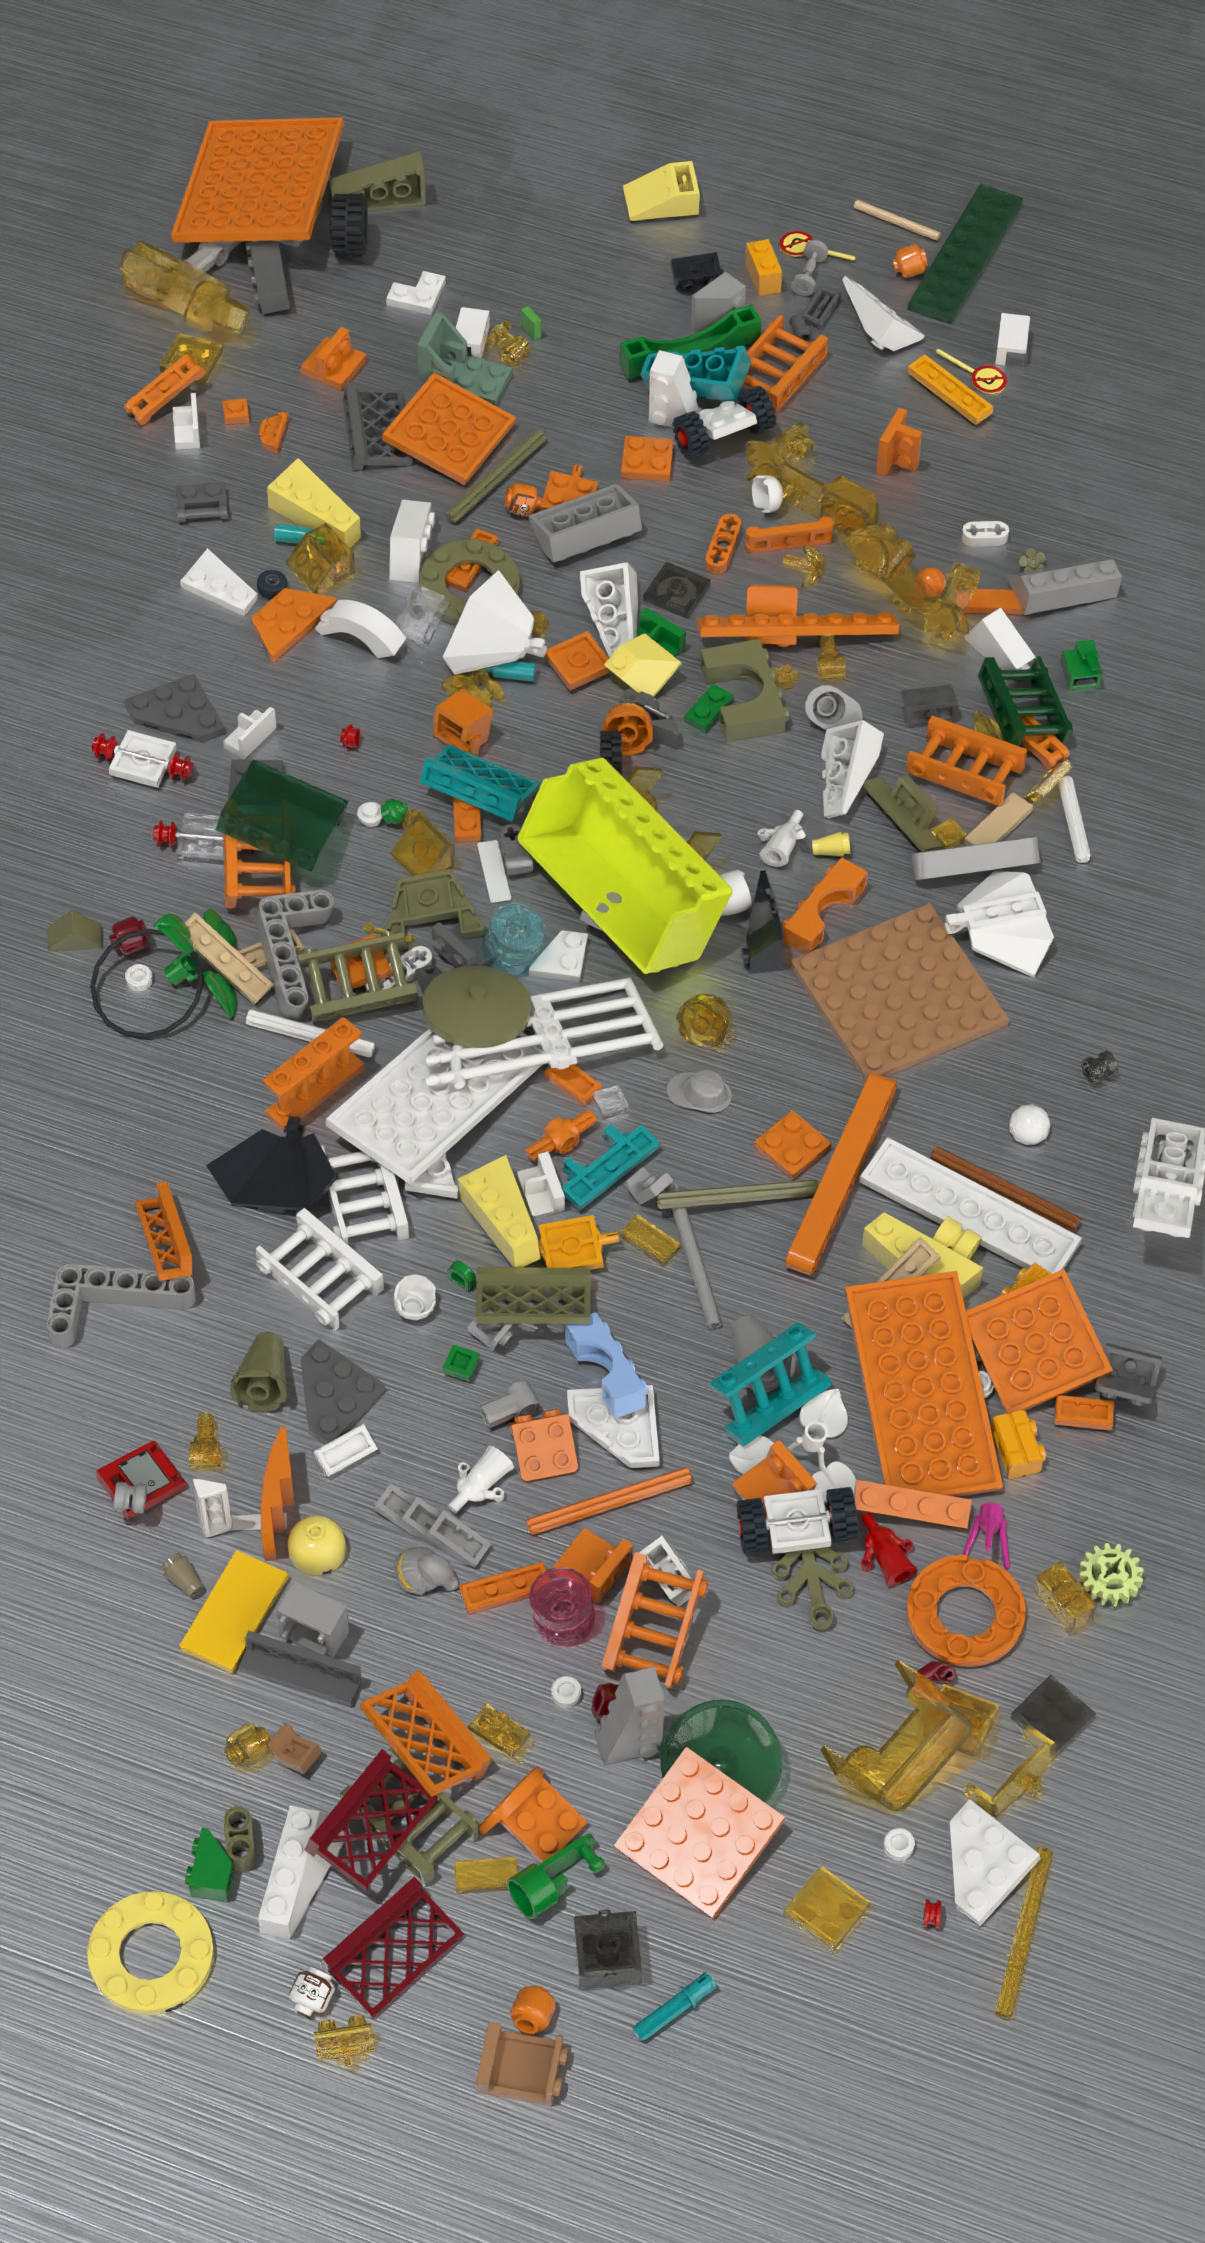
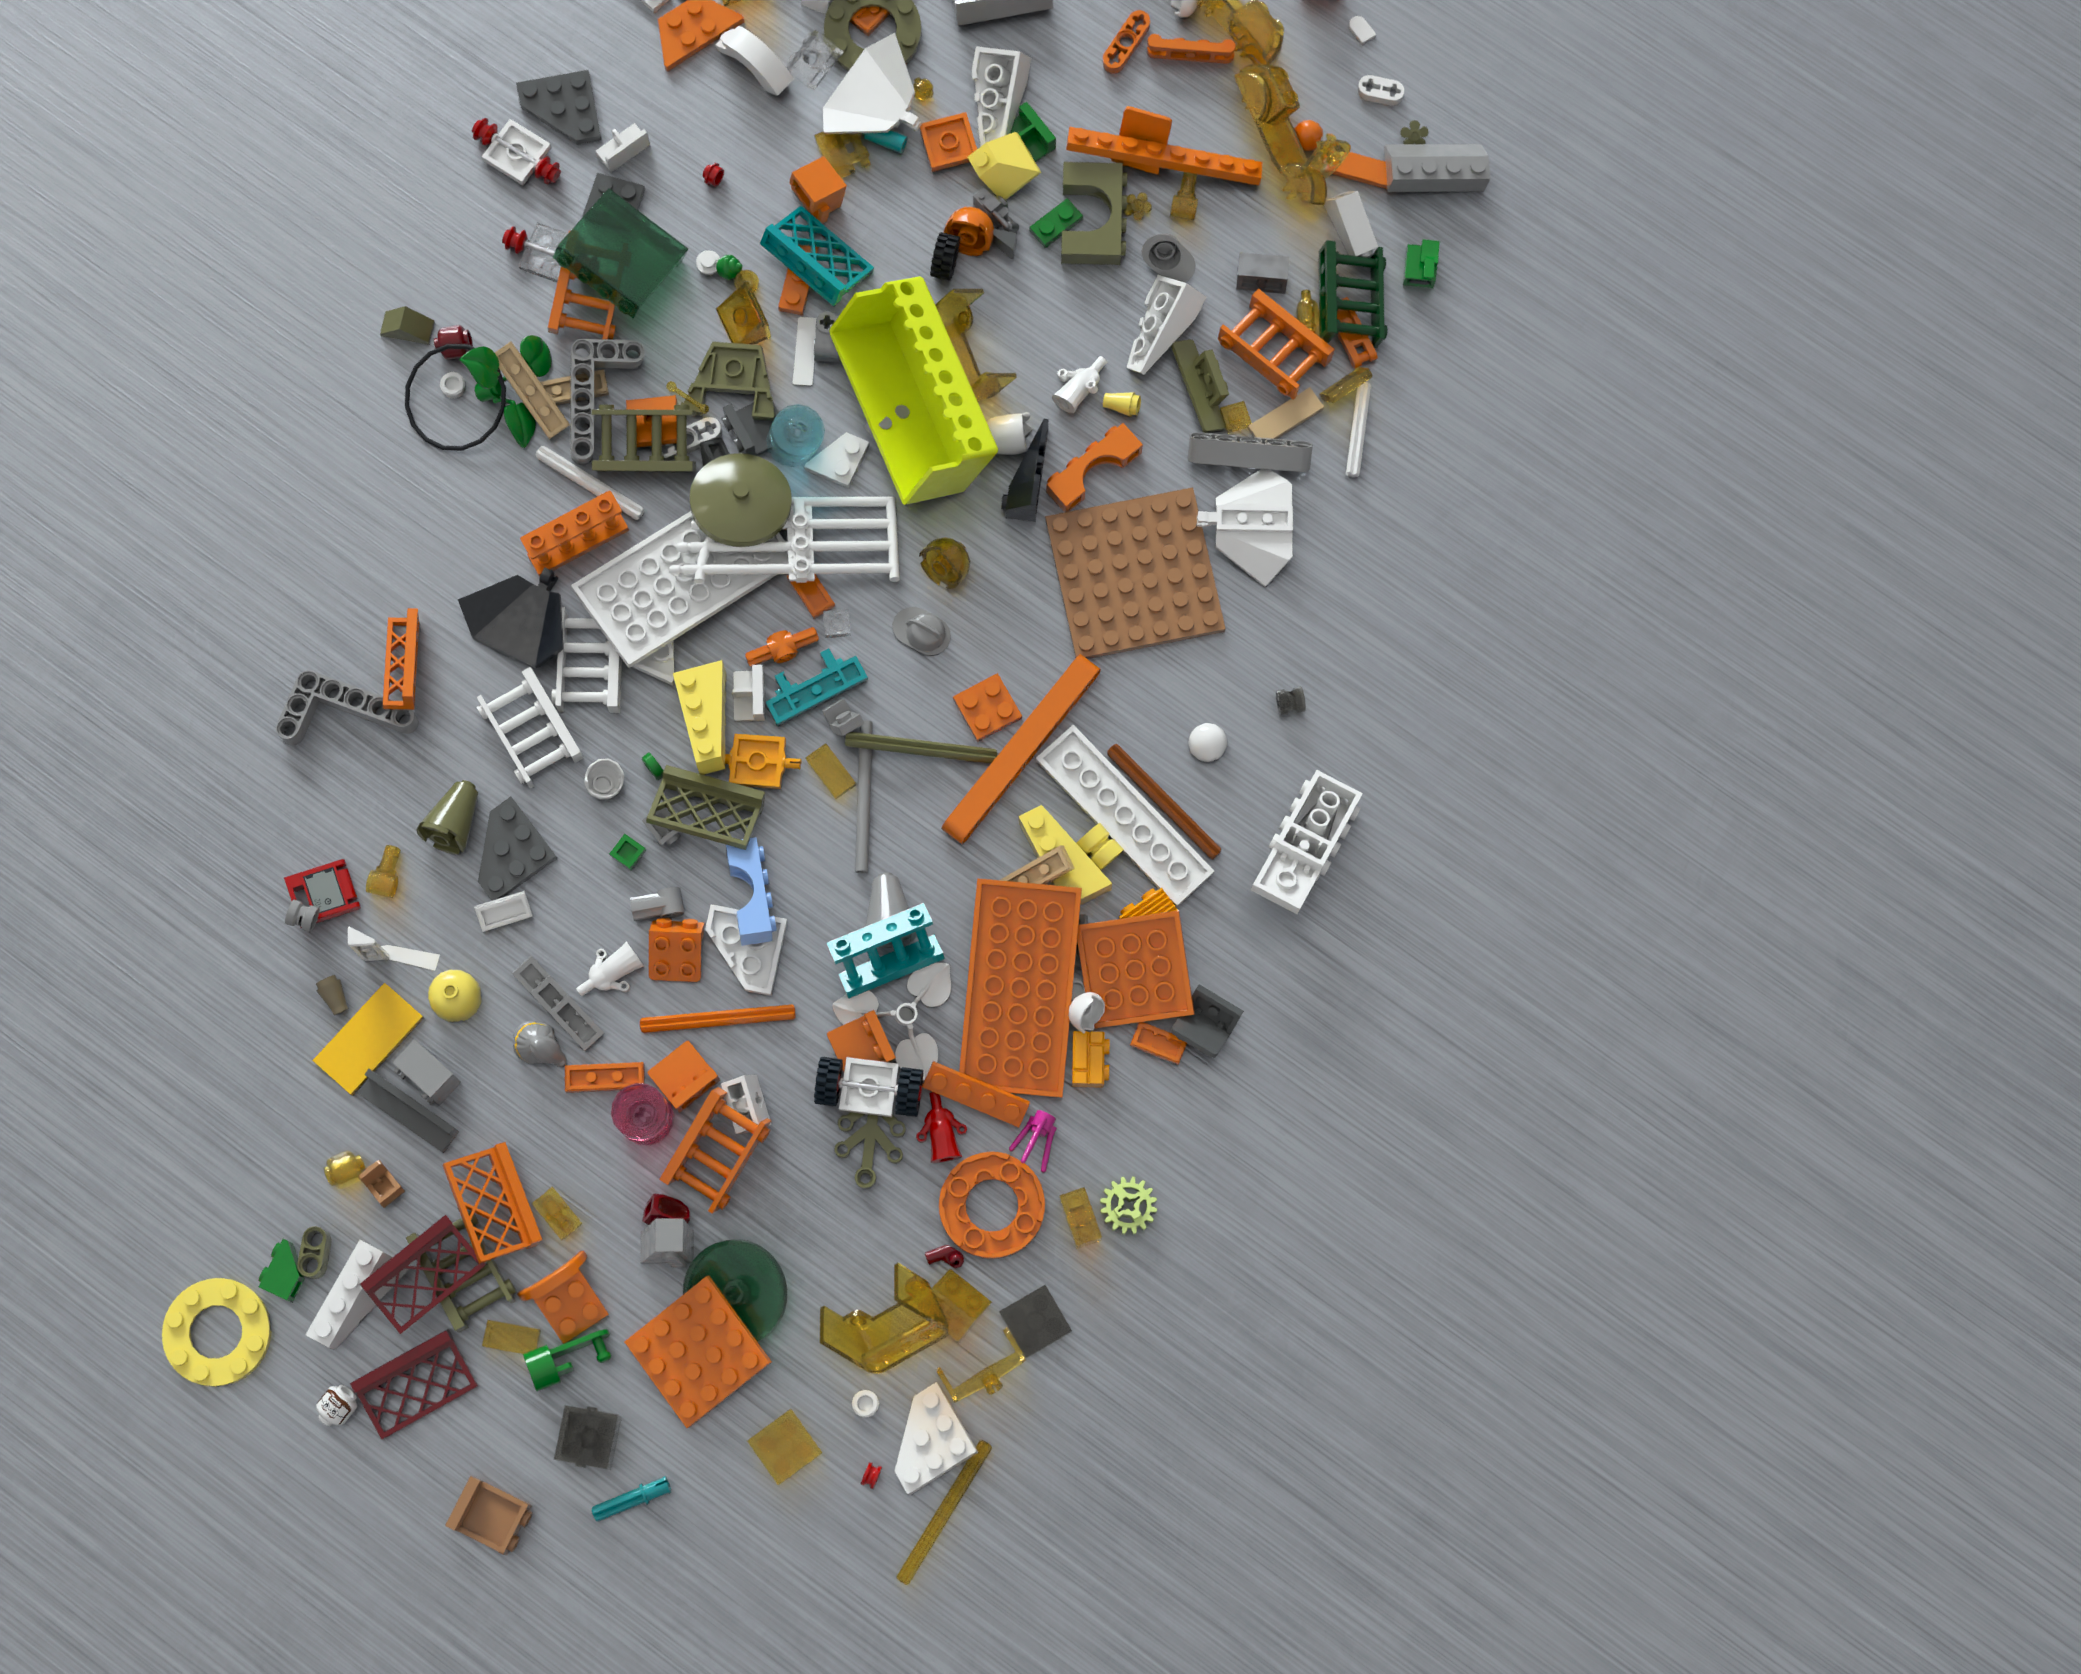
camera: 15 degrees right, 20 degrees up
(276, 1494) = (432, 934): orange slope -> none
(343, 2041) = (351, 1459): clear yellow hips -> none
(532, 2009) = (512, 1471): orange head -> none
(566, 1692) = (627, 1188): white tile -> none
(676, 590) = (1066, 83): clear smoke tile -> none
(812, 562) = (1201, 84): clear yellow plant -> none
(946, 489) = (1361, 29): none -> white piece
(1000, 1391) = (1086, 1011): none -> white hair

